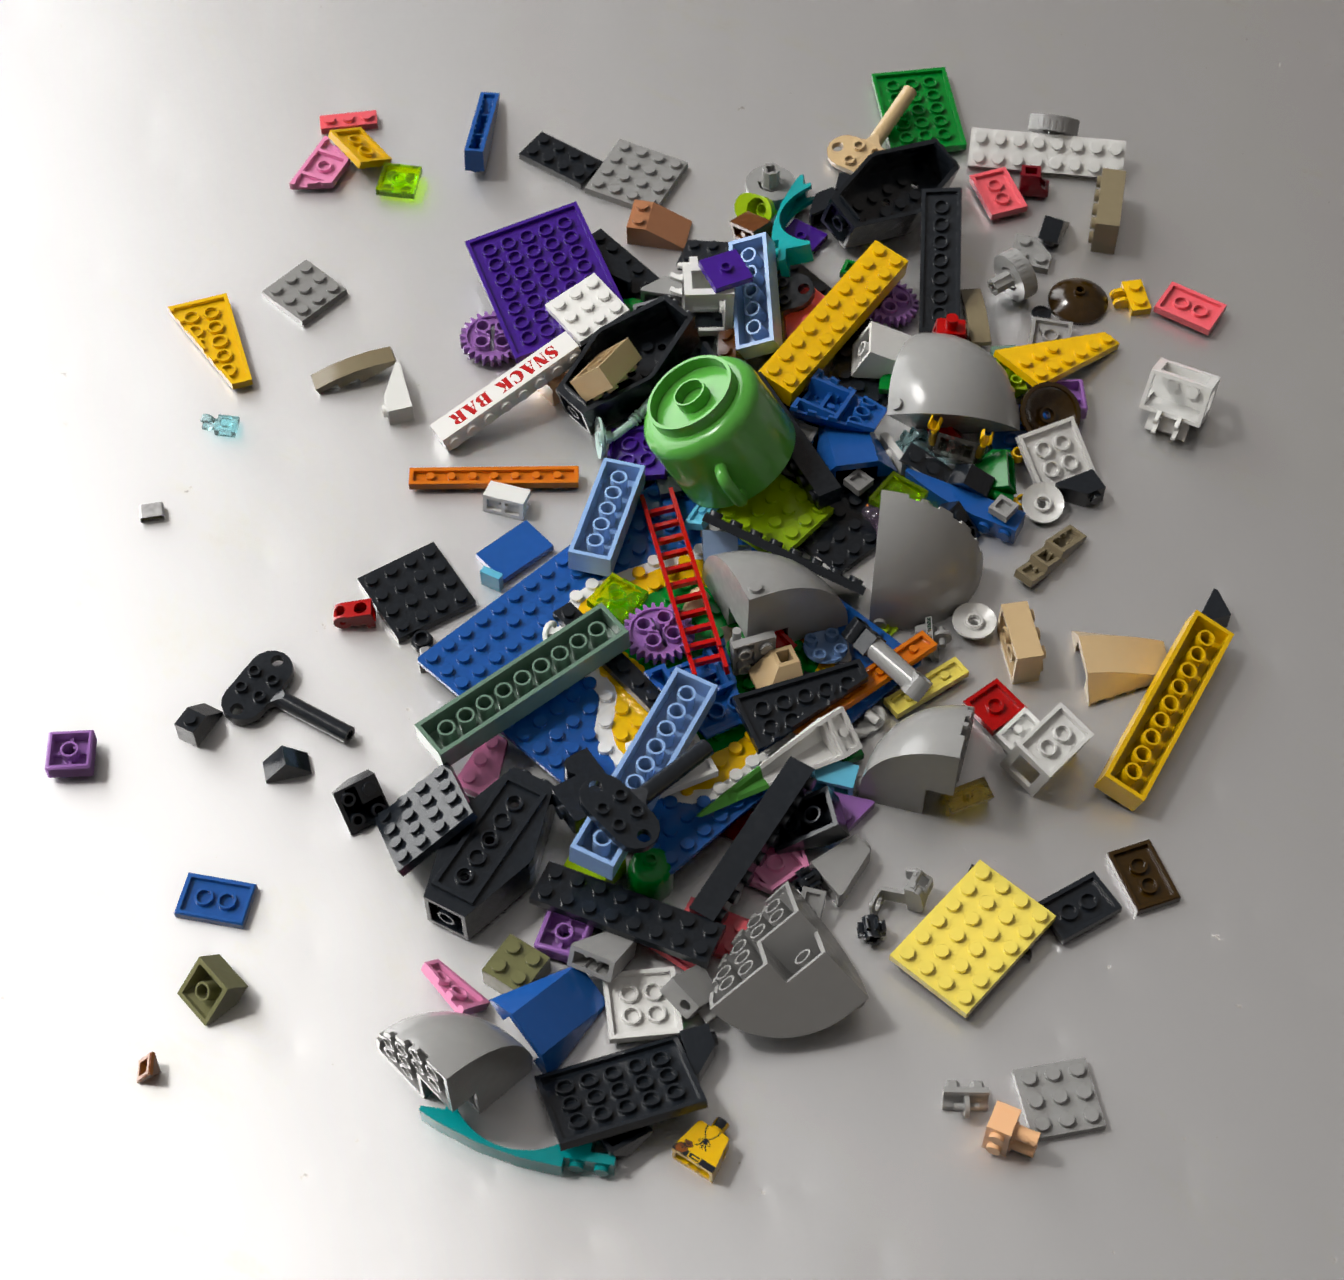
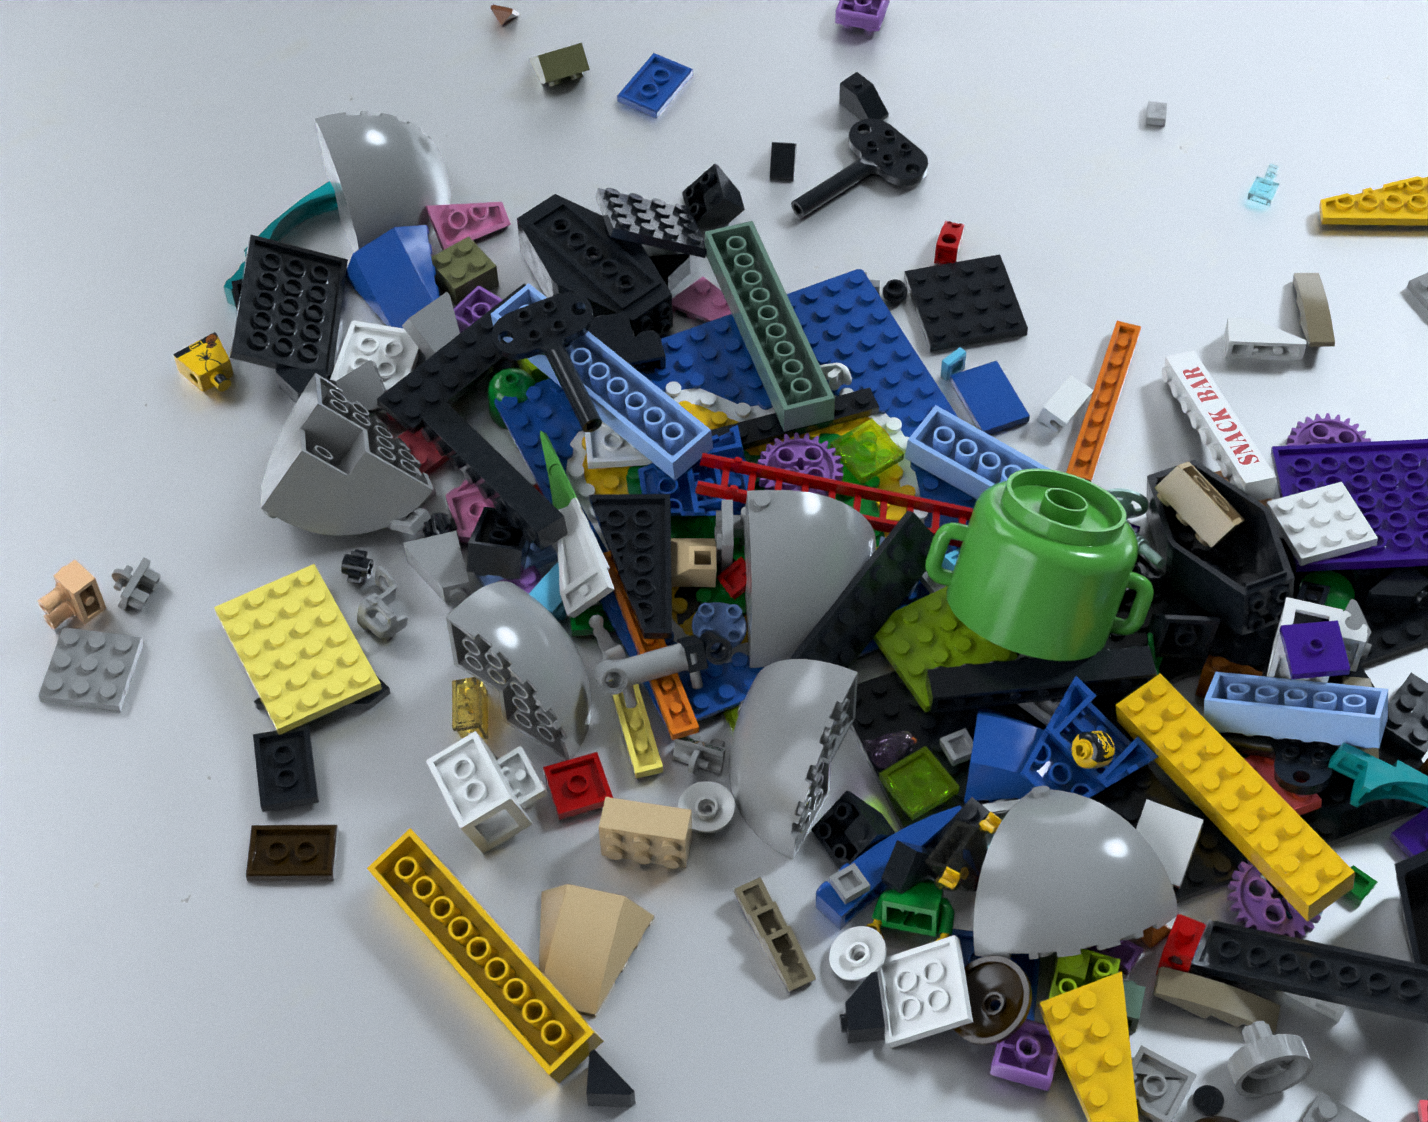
camera: 110 degrees right, 0 degrees up
(839, 392) = (1093, 749): none -> yellow head

